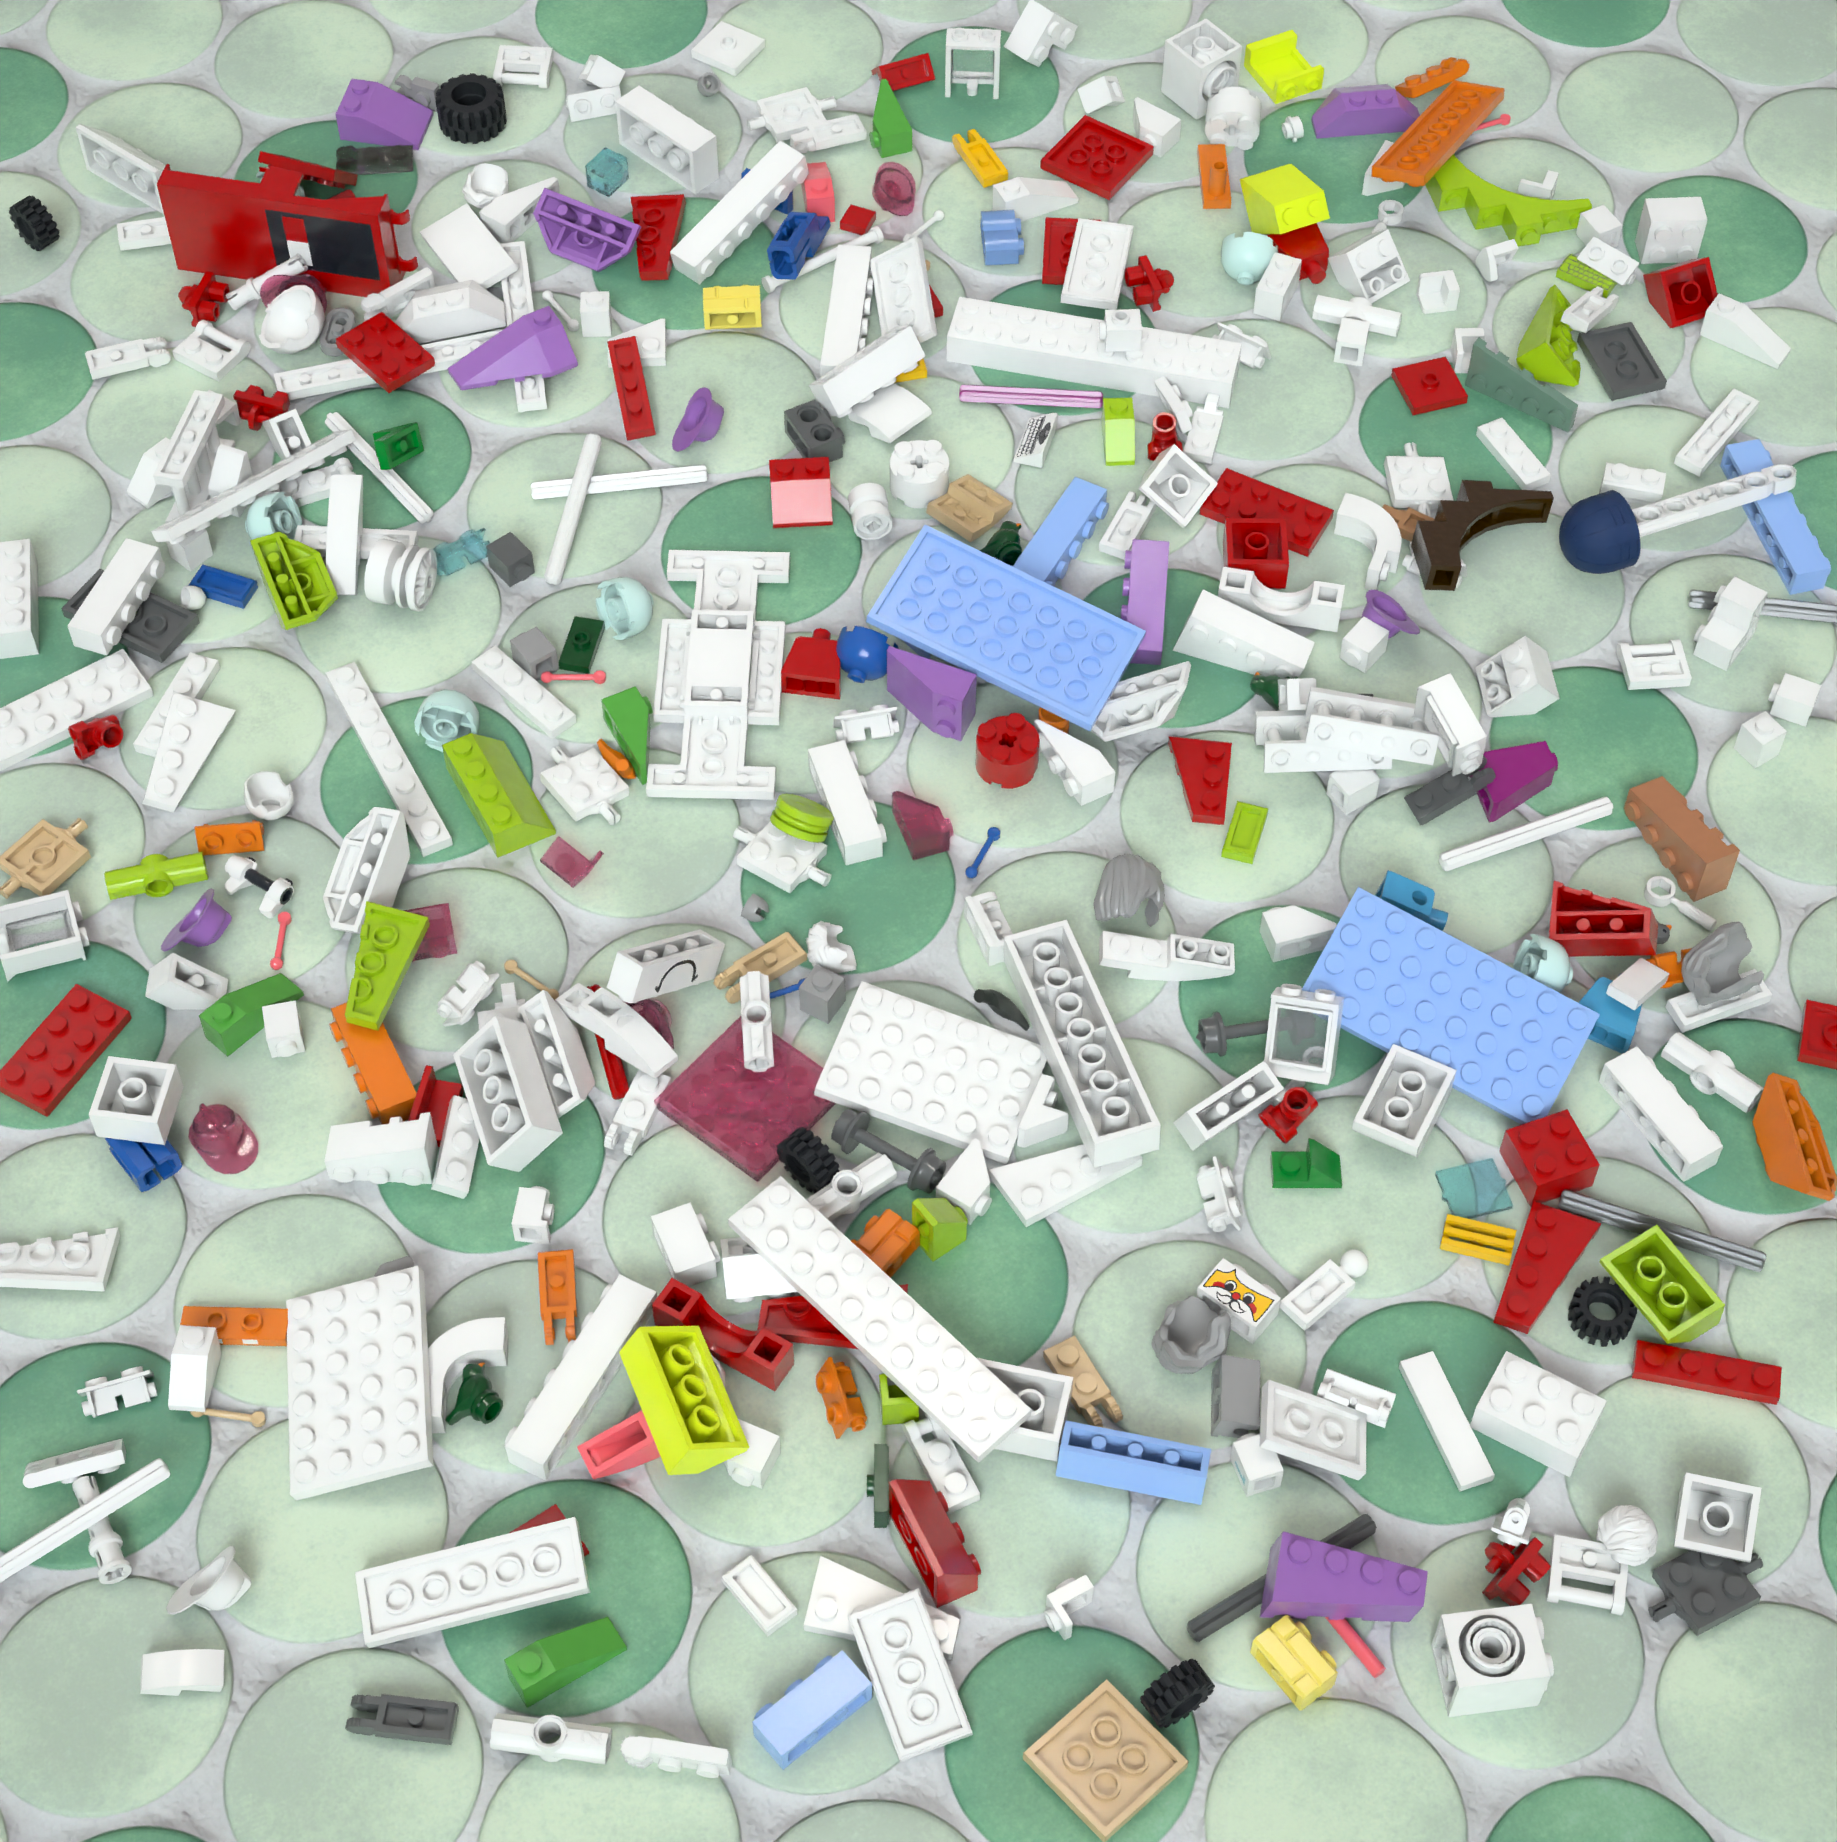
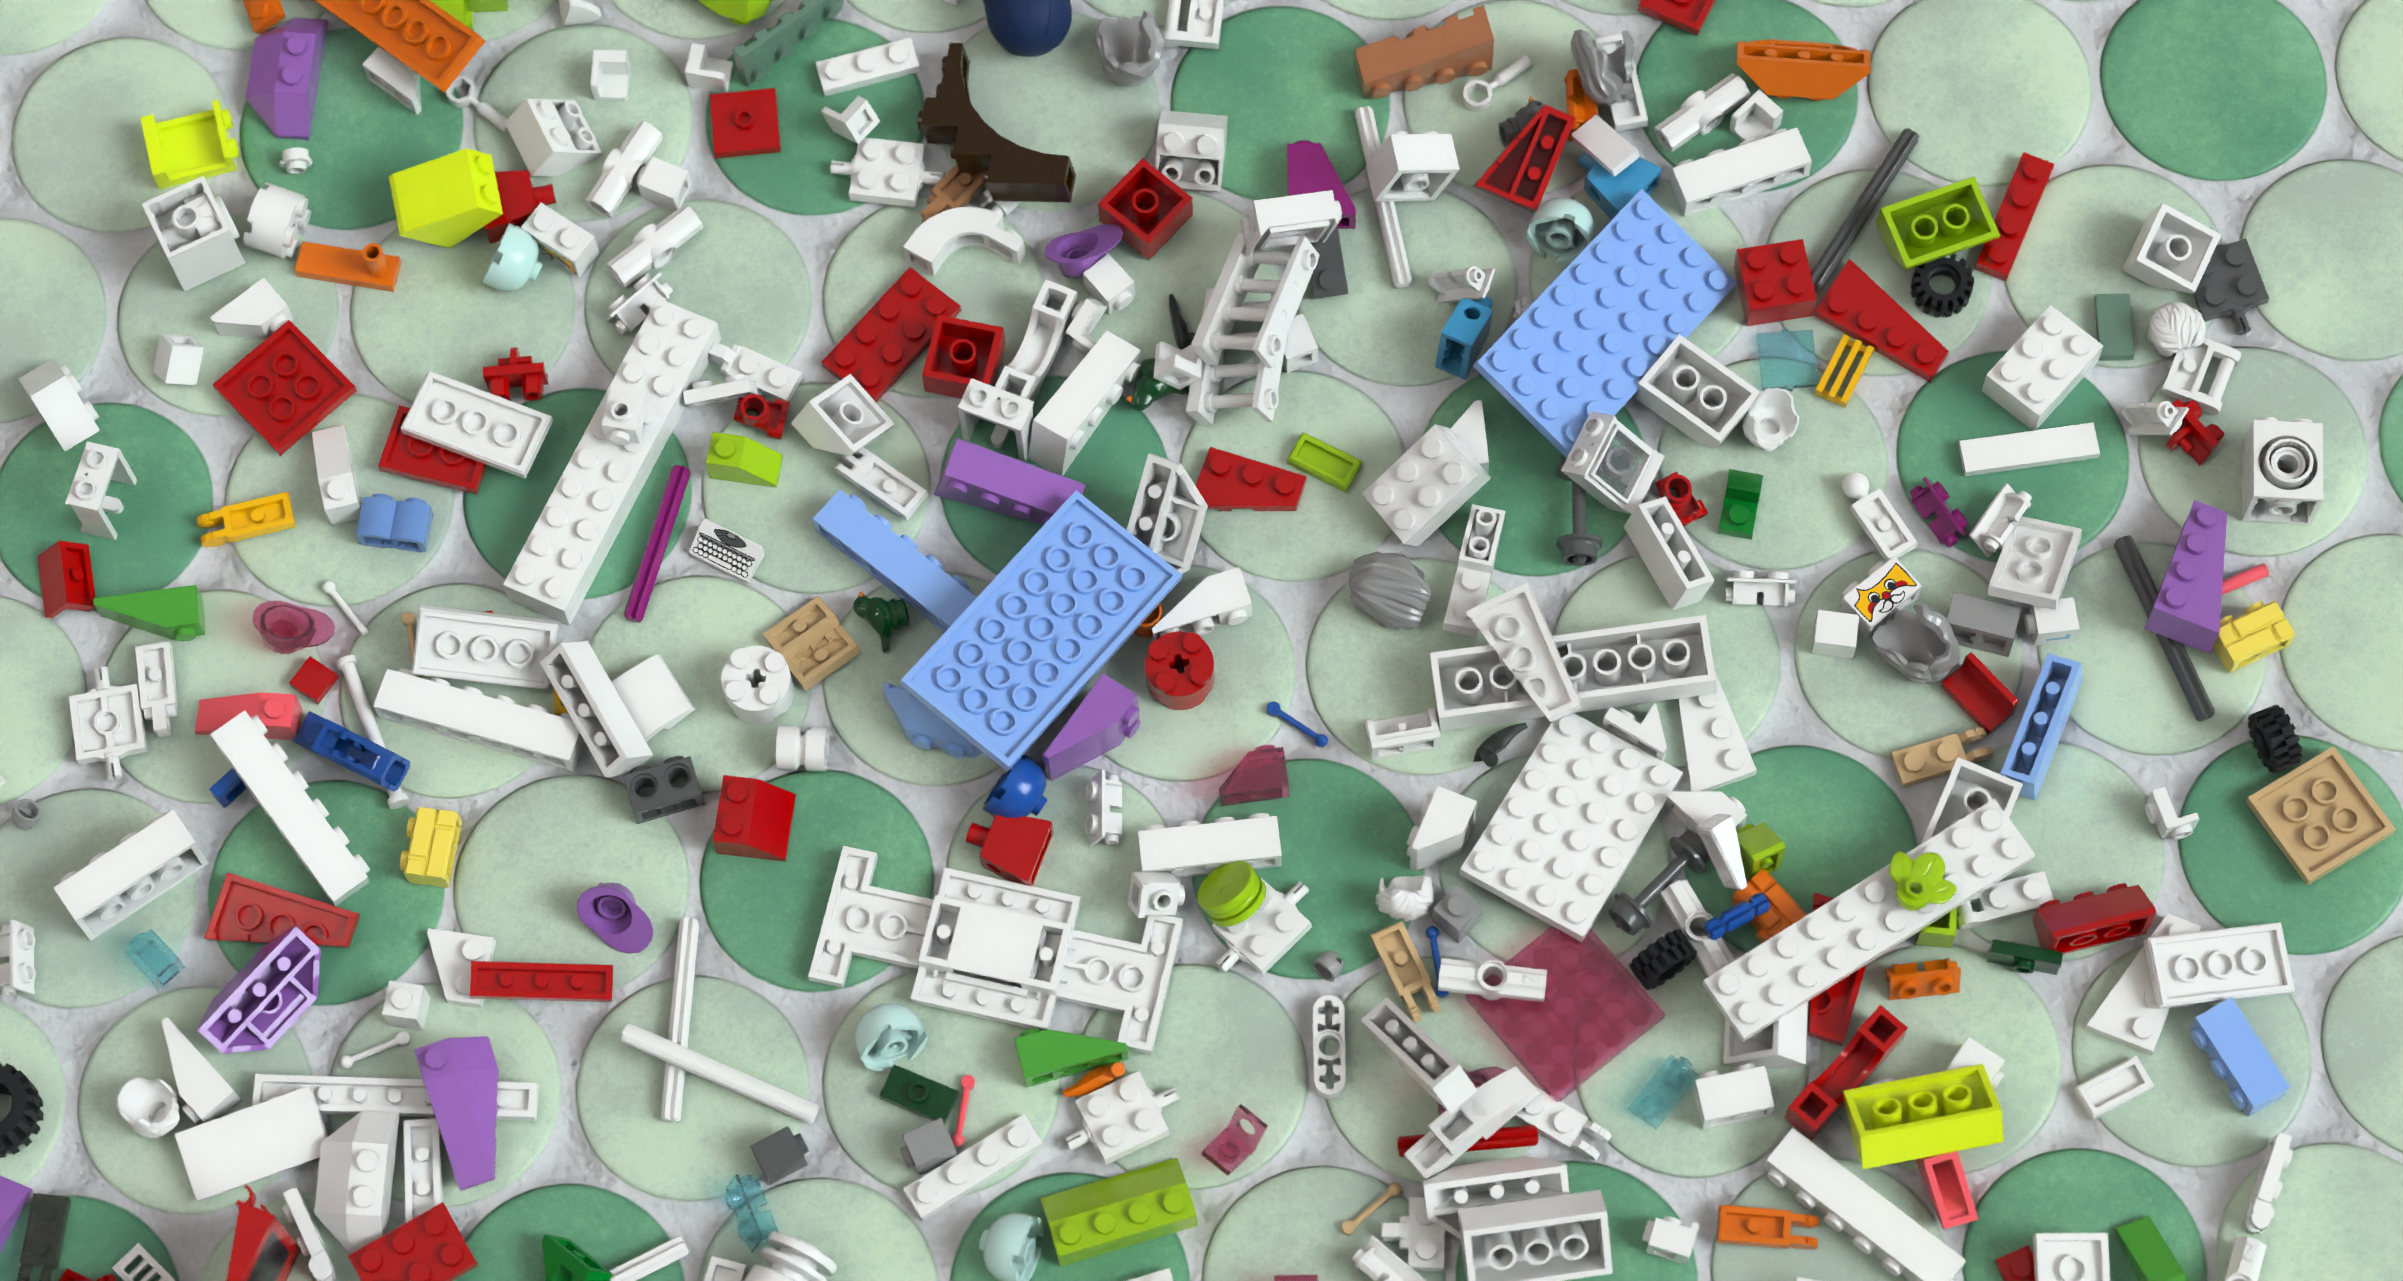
camera: 75 degrees left, 15 degrees up
(680, 1189) = (1664, 1091): none -> clear light blue hinge
(686, 912) = (1338, 1021): none -> white beam
(790, 764) = (1148, 887): none -> white brick
(860, 1207) = (1736, 916): none -> blue axle
(897, 959) = (1442, 830): none -> white slope
(925, 1345) = (1922, 876): none -> lime plate
(927, 1182) = (1722, 845): none -> white slope
(1092, 981) = (1525, 644): none -> white wing
(1158, 1406) = (1980, 694): none -> red panel
(1185, 1261) = (1835, 634): none -> white panel
(1201, 569) = (1000, 408): none -> white window
(1235, 895) = (1426, 485): none -> white brick
(1295, 346) = (654, 245): none -> white piece
(1322, 630) = (1085, 318): none -> white bracket
(1358, 1337) = (1933, 500): none -> magenta hinge
(1397, 1172) = (1770, 419): none -> white hair
(1442, 648) = (1146, 208): none -> red brick
(1454, 896) = (1463, 283): none -> white hinge
(1455, 444) = (854, 121): none -> white panel
(1555, 832) = (1412, 167): none -> white brick
(1597, 618) = (1129, 48): none -> light grey hair
(1613, 1484) = (2114, 326): none -> sand green tile
(1725, 1116) = (1756, 118): none -> white panel

